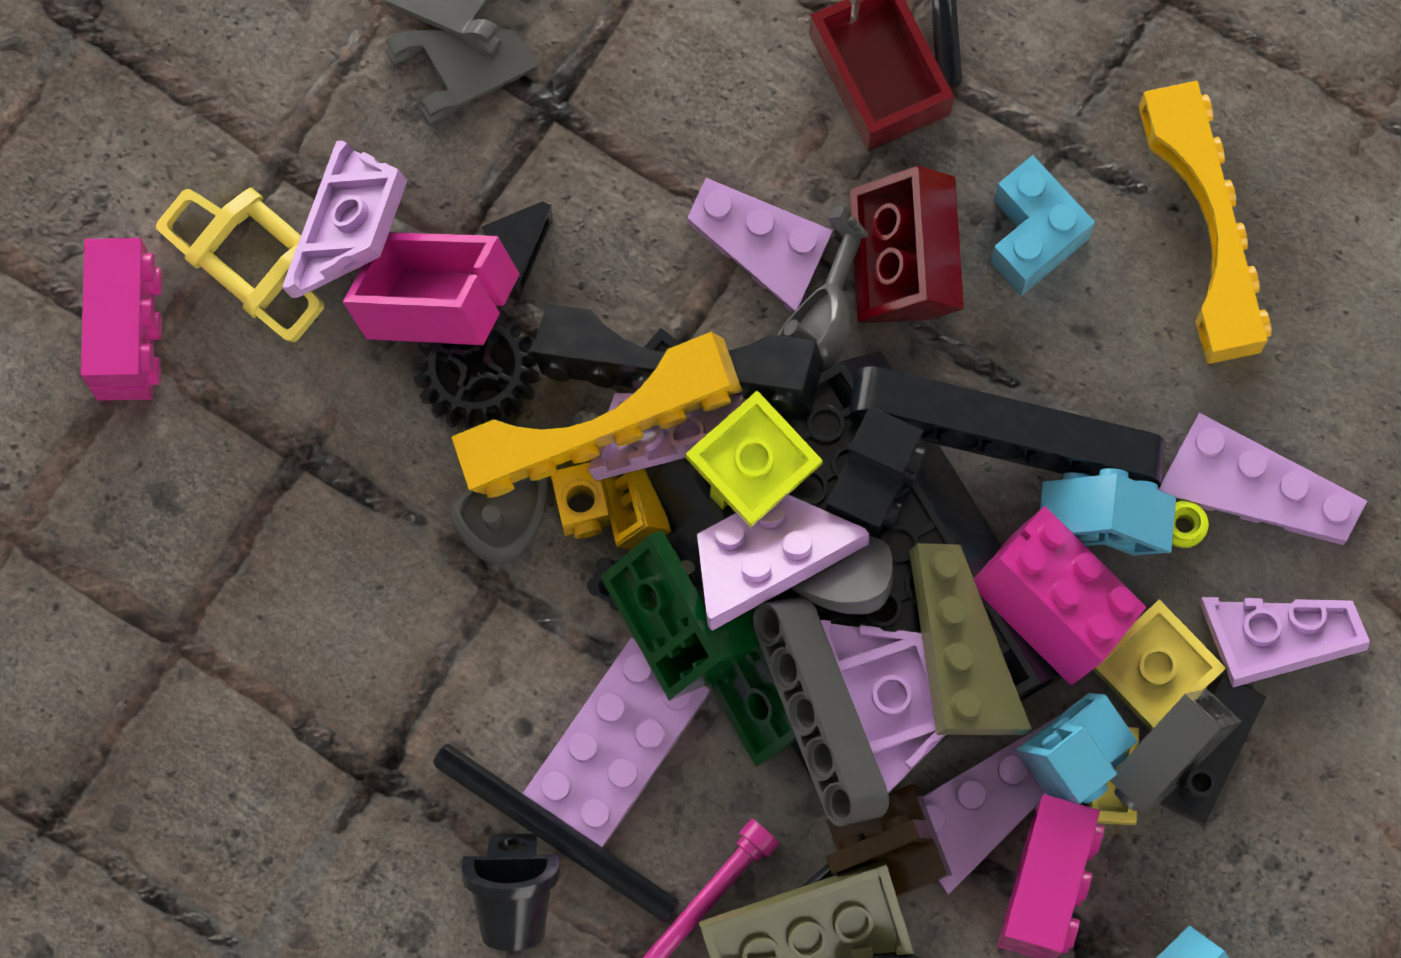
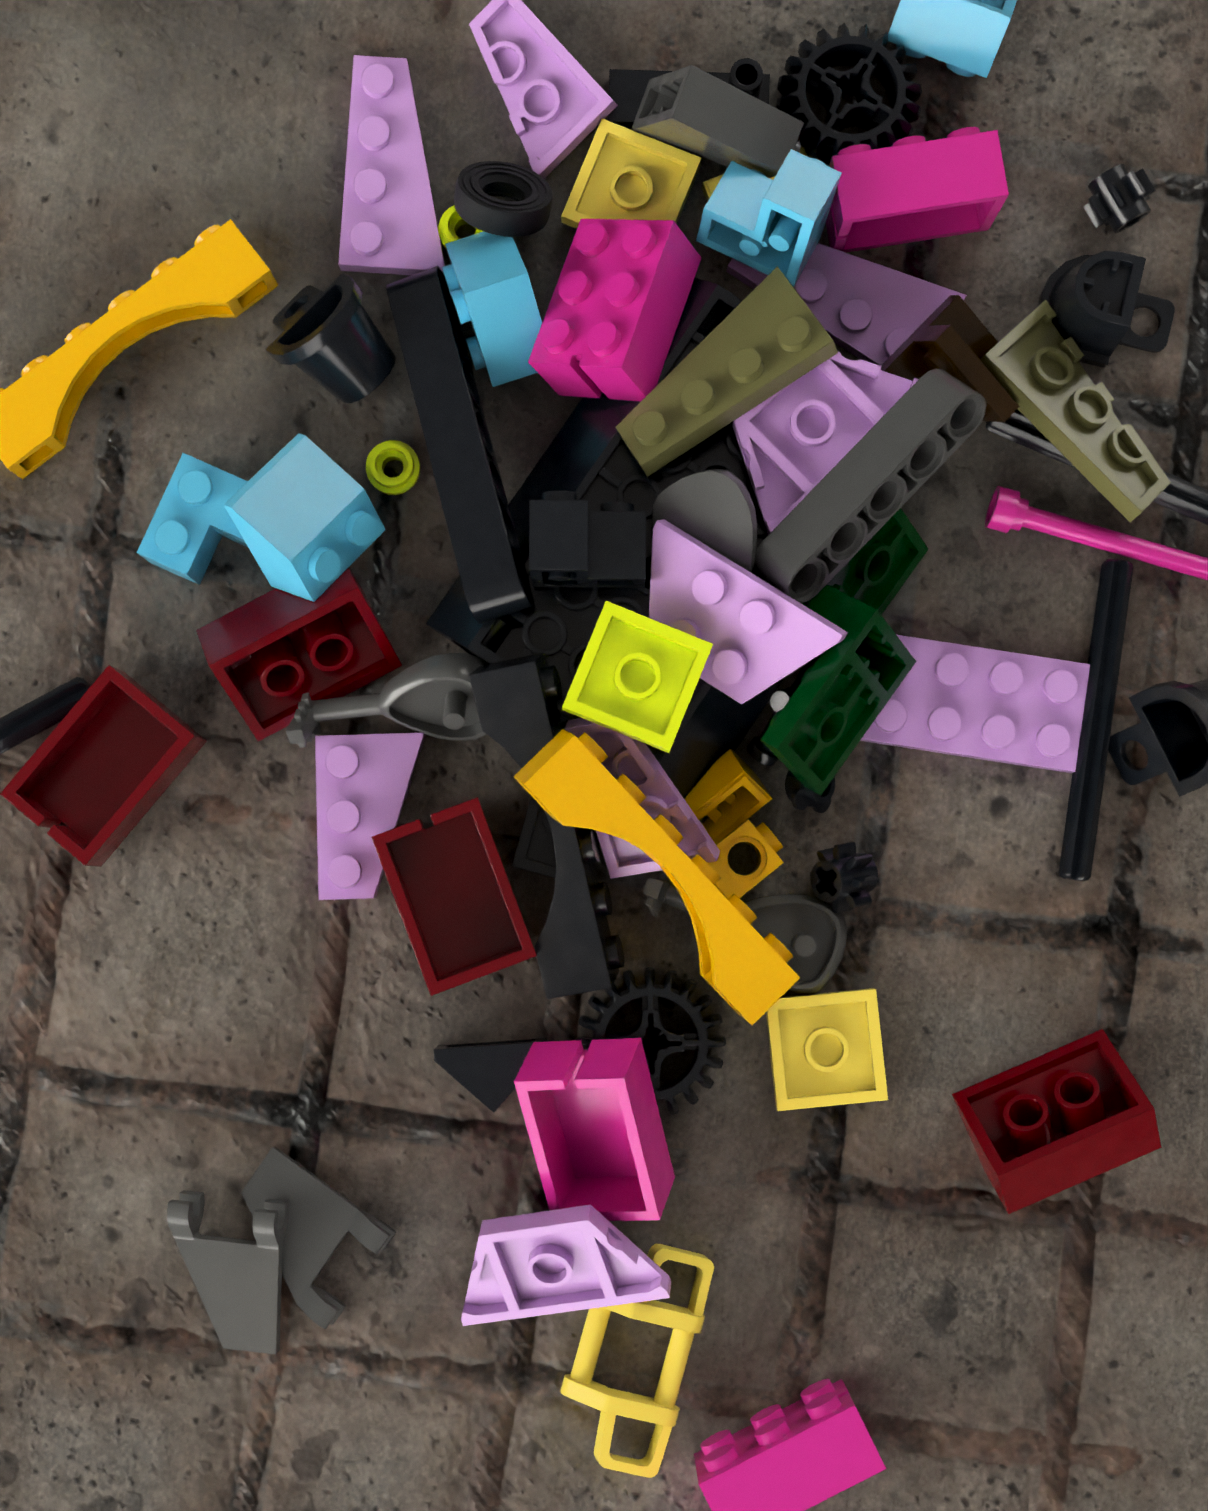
camera: 115 degrees left, 10 degrees up
(261, 645) = (1058, 1120): none -> dark red slope
(404, 498) = (826, 1050): none -> light yellow plate
(528, 571) = (844, 877): none -> black gear
(659, 271) = (454, 896): none -> dark red piece
(999, 286) = (304, 519): none -> medium azure slope
(1022, 370) = (381, 455): none -> neon yellow plate
(1136, 376) = (333, 340): none -> black container
(1166, 894) = (814, 72): none -> black gear
(1170, 550) = (499, 217): none -> black tyre

